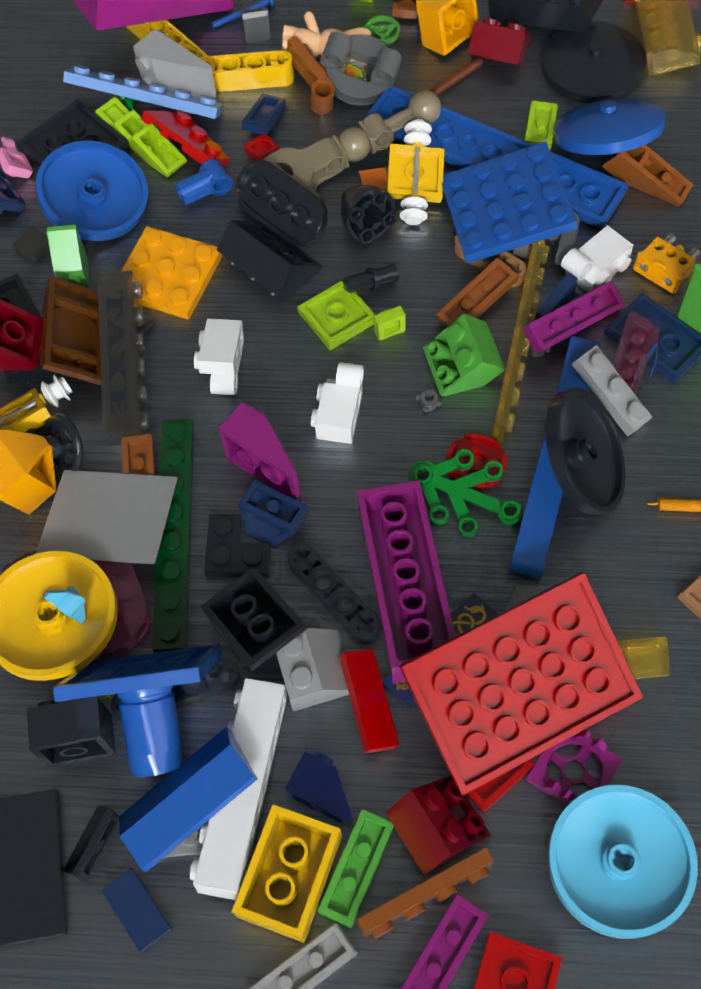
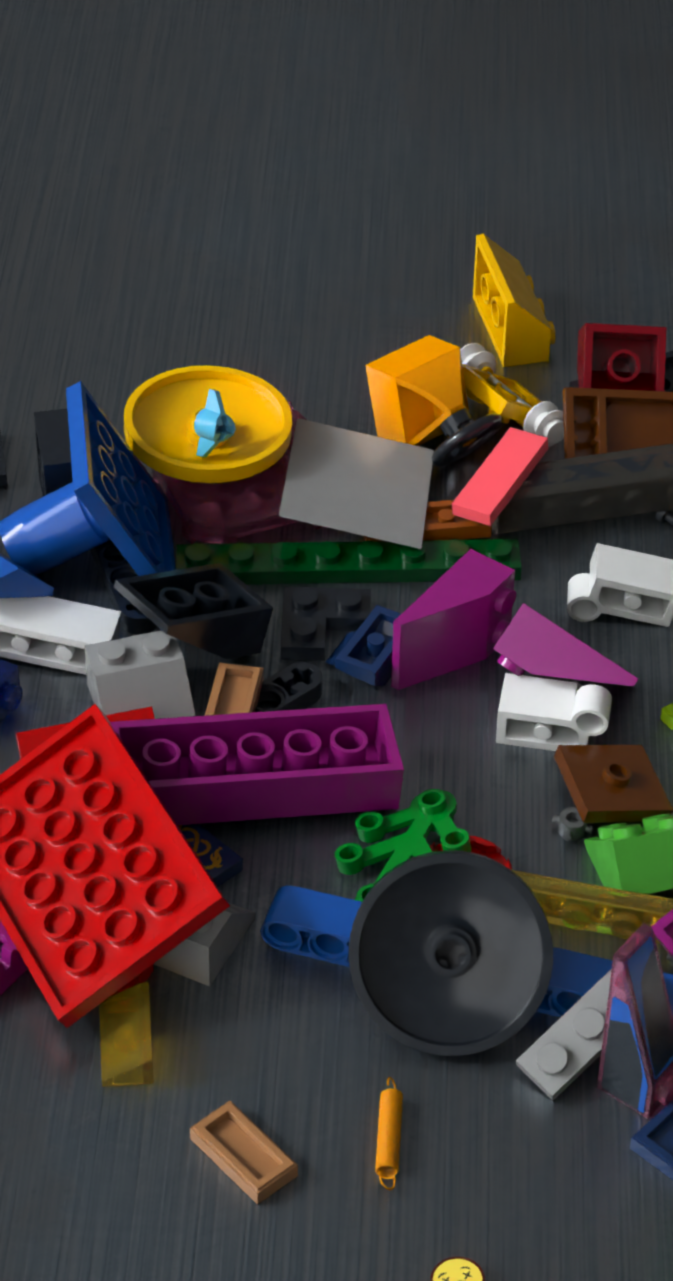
camera: 85 degrees right, 20 degrees down
(118, 418) = (500, 476): none -> coral tile
(300, 391) = (546, 649): none -> magenta slope
(334, 599) = (235, 689): none -> medium nougat tile
(399, 374) = (612, 782): none -> reddish brown plate

